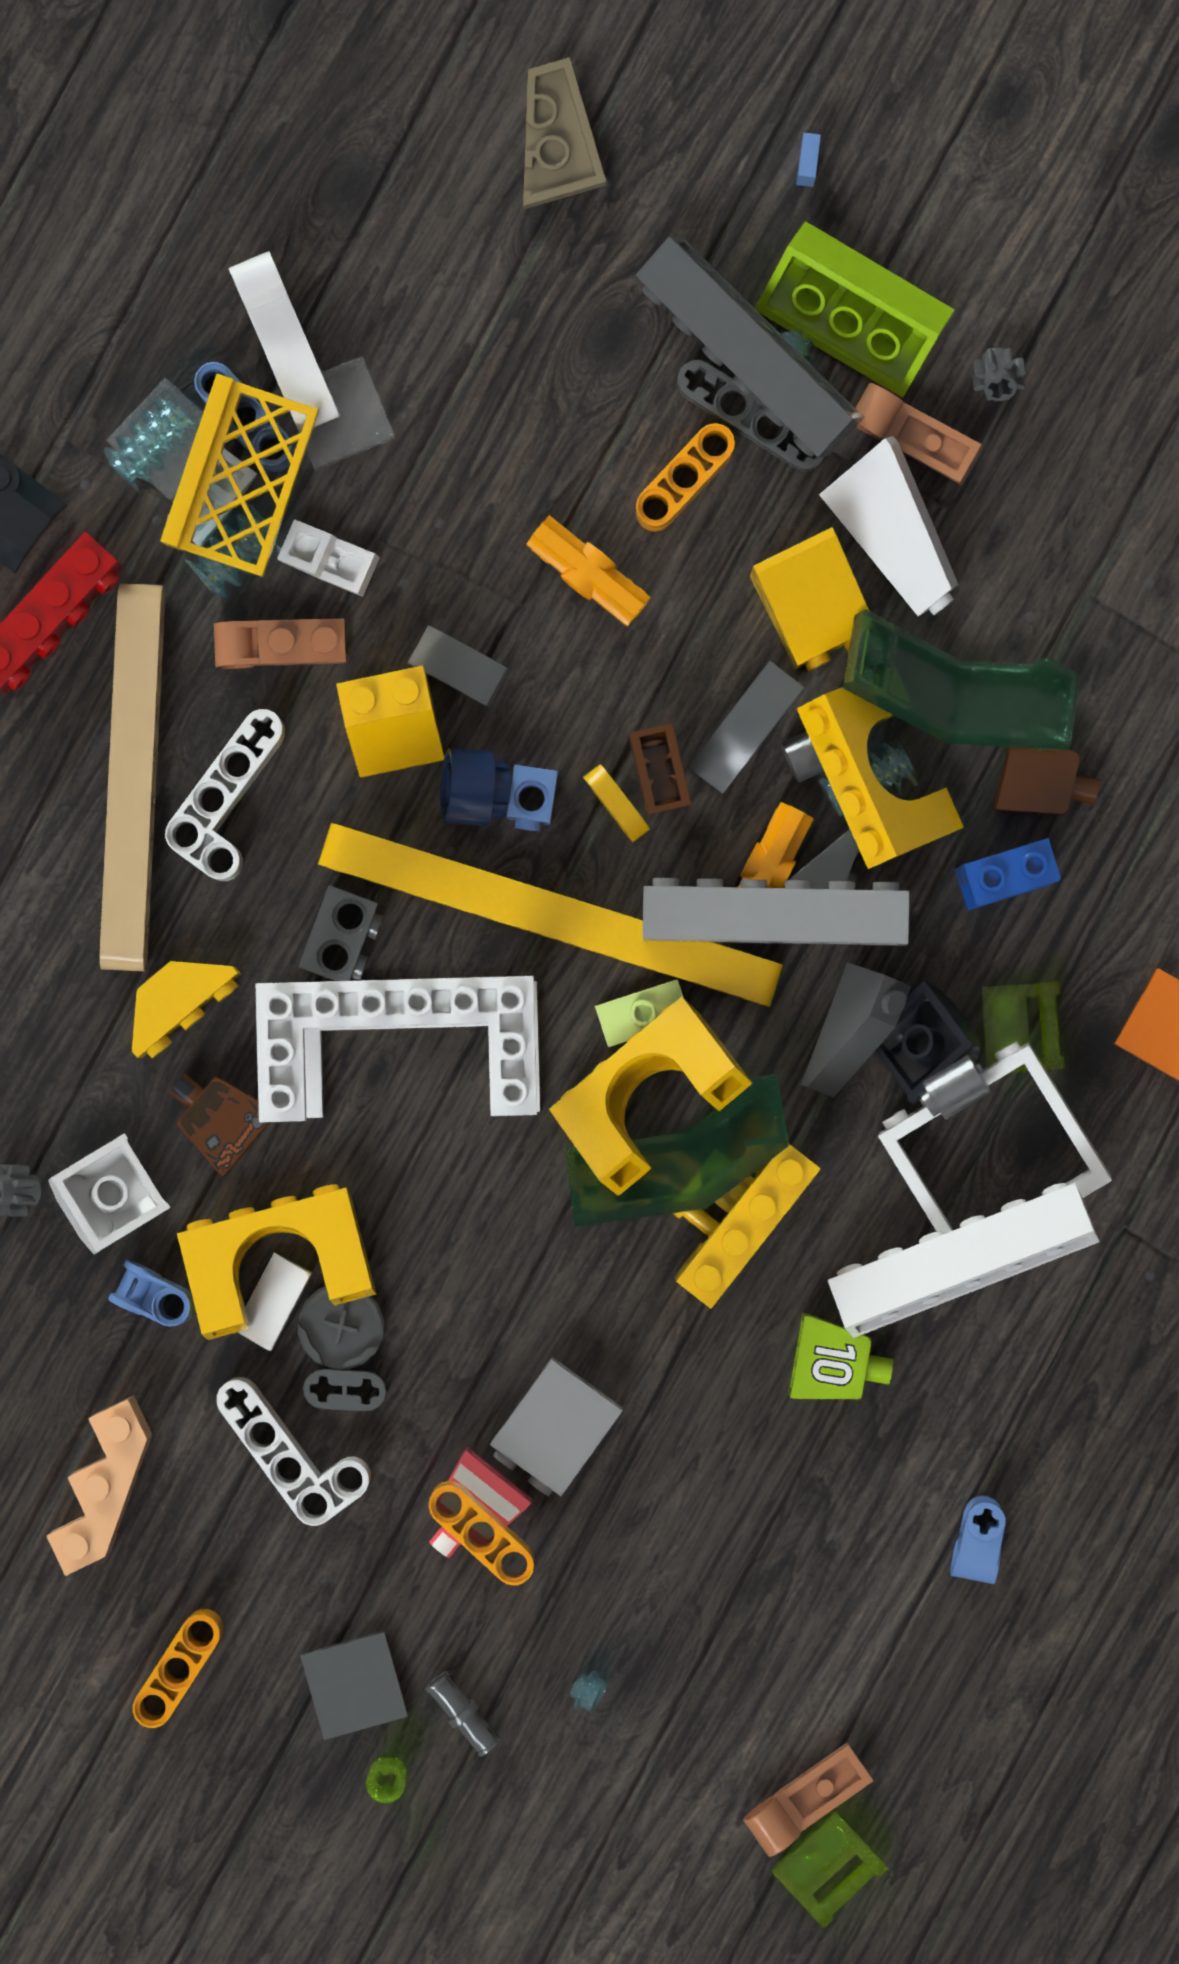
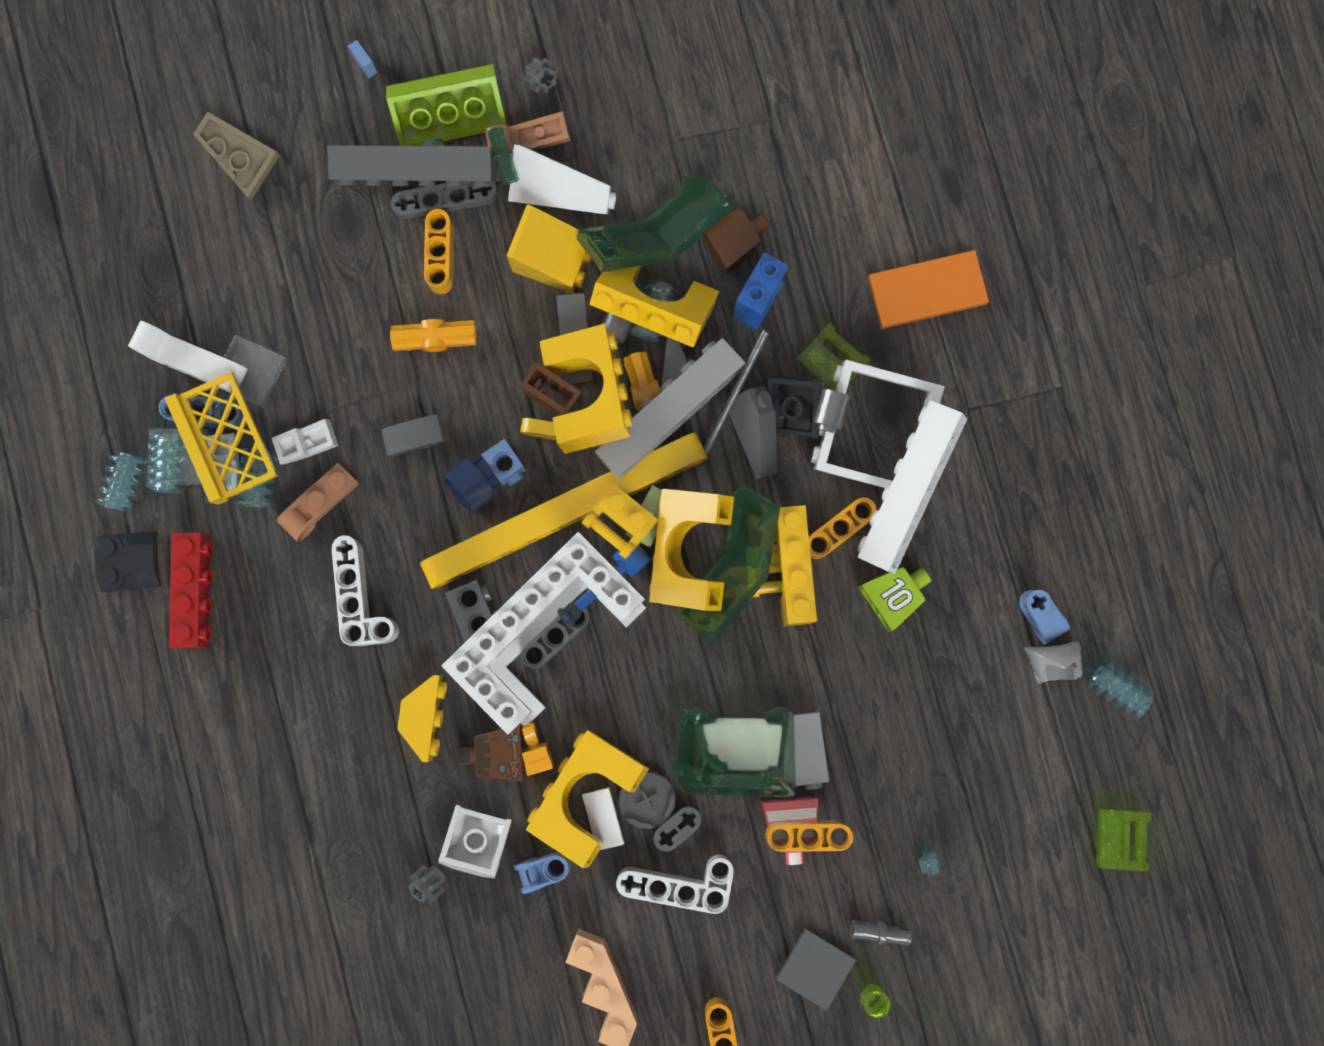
camera: 45 degrees left, 5 degrees down
(79, 413) = (120, 481): none -> clear light blue piece
(132, 777) = (304, 631): tan beam -> none
(264, 1163) = (536, 756): none -> light orange piece
(387, 1042) = (543, 643): none -> dark grey beam
(390, 721) = (402, 487): yellow slope -> none
(485, 1368) = (735, 754): none -> clear green windscreen
(570, 1041) = (630, 566): none -> blue piece
(614, 987) = (624, 513): none -> yellow plate
(695, 861) = (607, 417): none -> yellow arch
(807, 1799) = (1081, 817): nougat plate -> none
(858, 440) = (502, 156): none -> clear green axle
(863, 1236) = (851, 521): none -> light orange beam
(870, 963) = (762, 338): none -> dark grey axle
(942, 1604) = (1056, 661): none -> light grey hair
(987, 1703) = (1122, 688): none -> clear light blue piece

